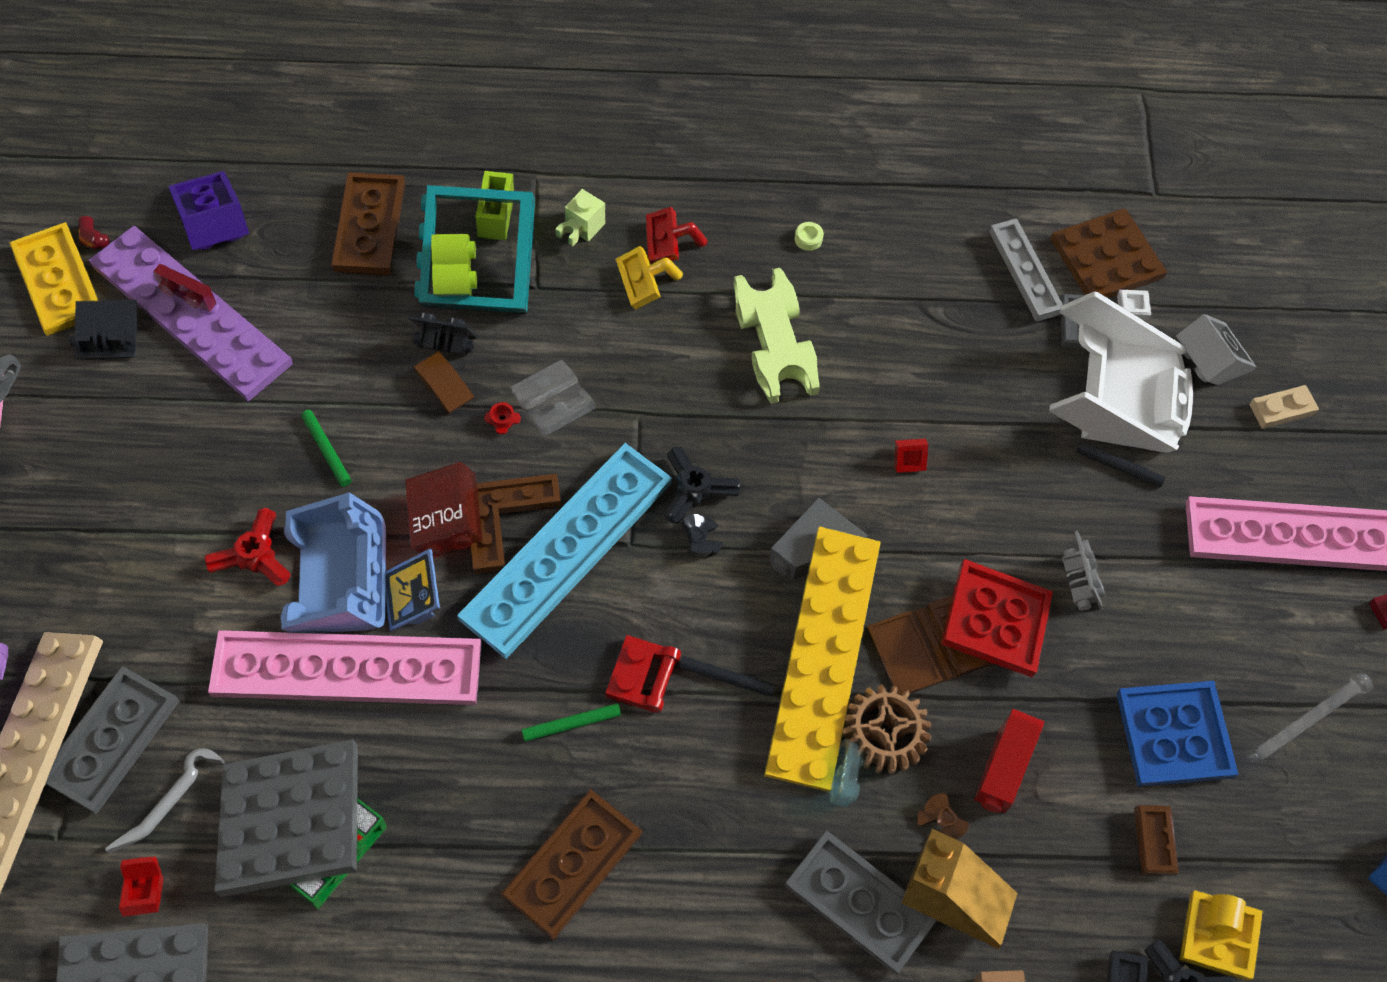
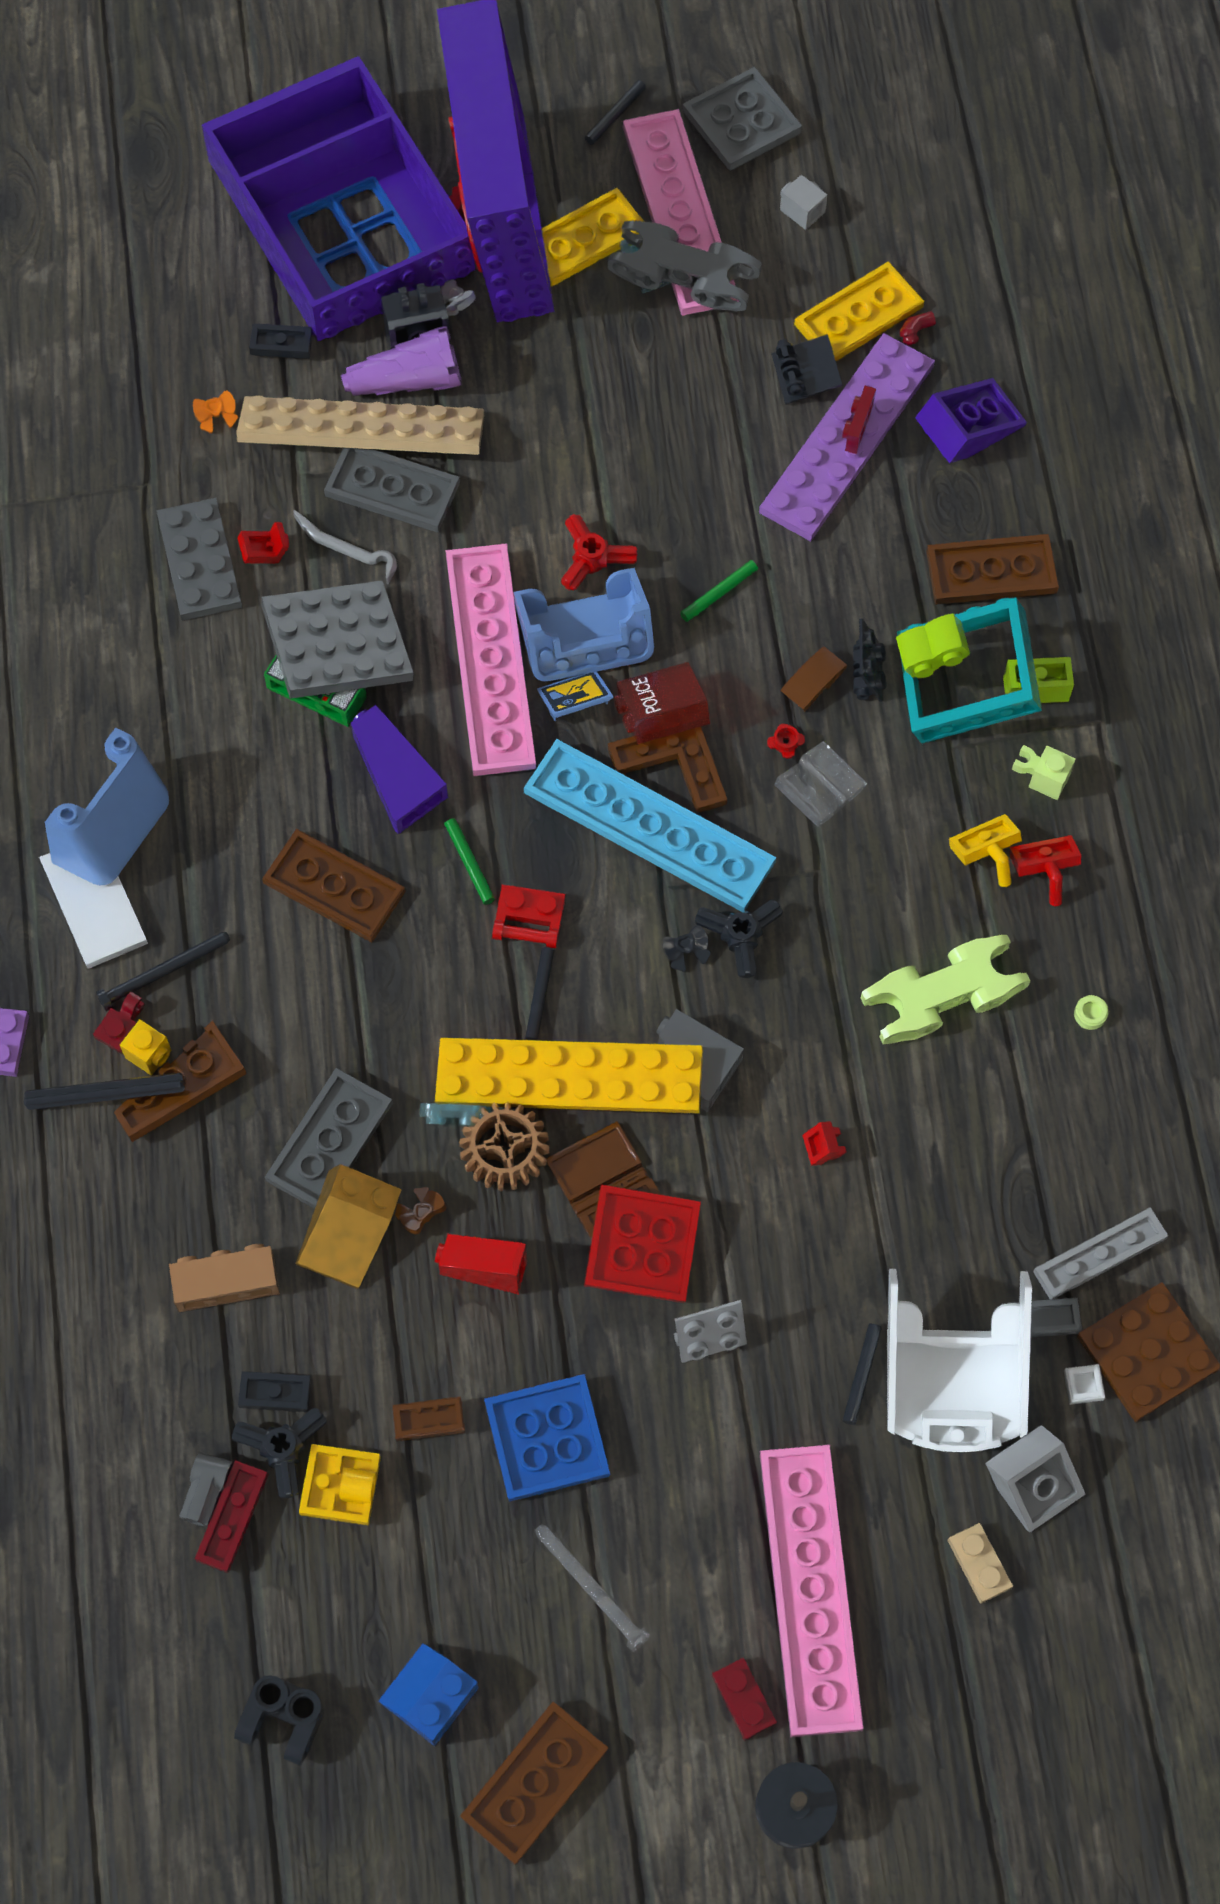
camera: 85 degrees right, 5 degrees up
(453, 779) = (398, 771): none -> dark purple slope

